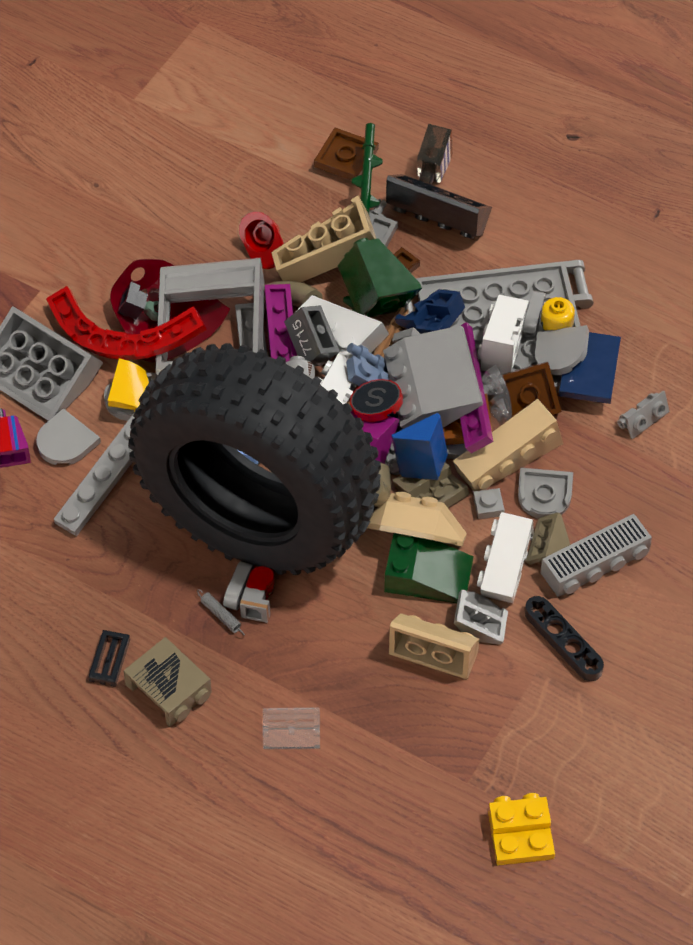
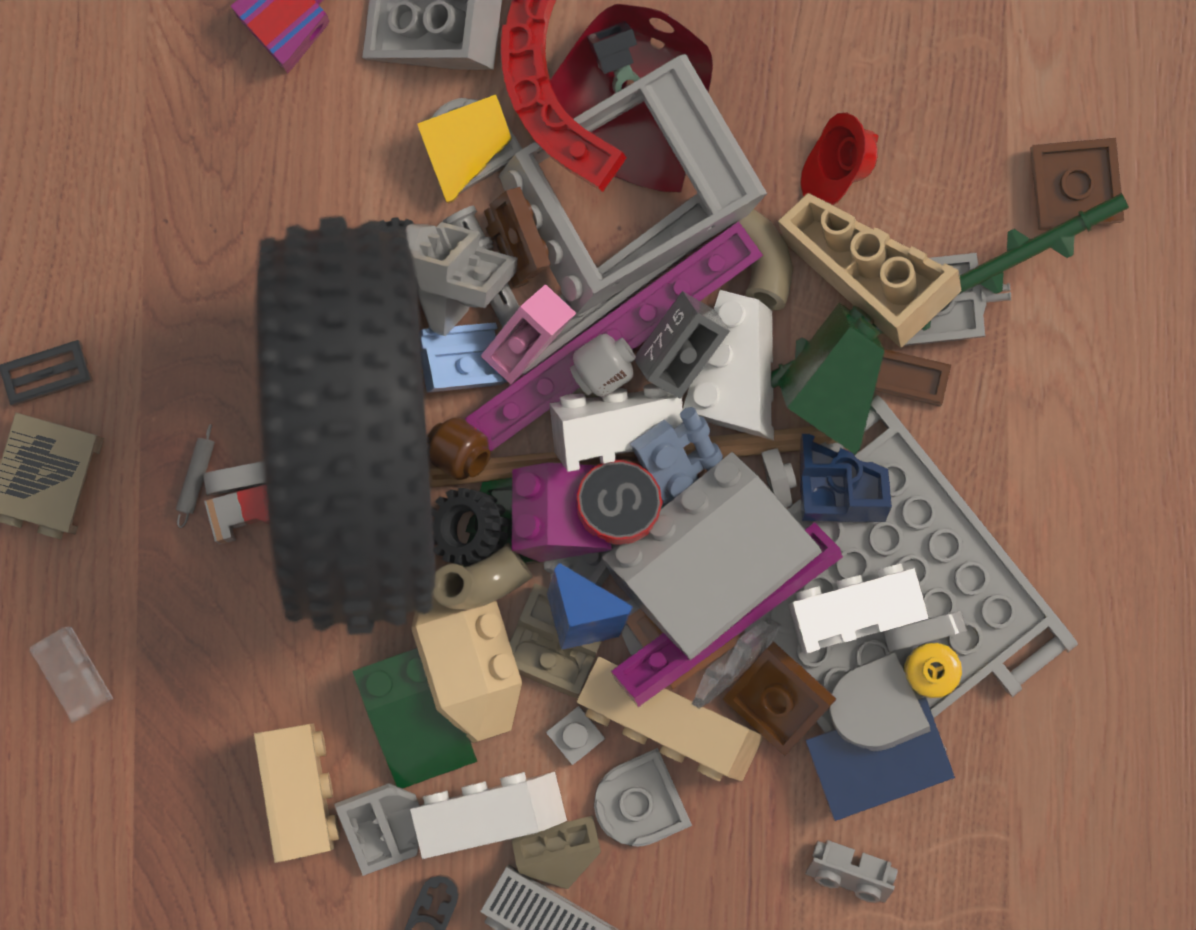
camera: 65 degrees right, 30 degrees up
(65, 439) = (344, 96): light grey tile -> none
(96, 484) = (328, 192): light grey plate -> none
(434, 154) = (1157, 318): clear smoke torso -> none
(437, 204) = (1052, 377): black slope -> none

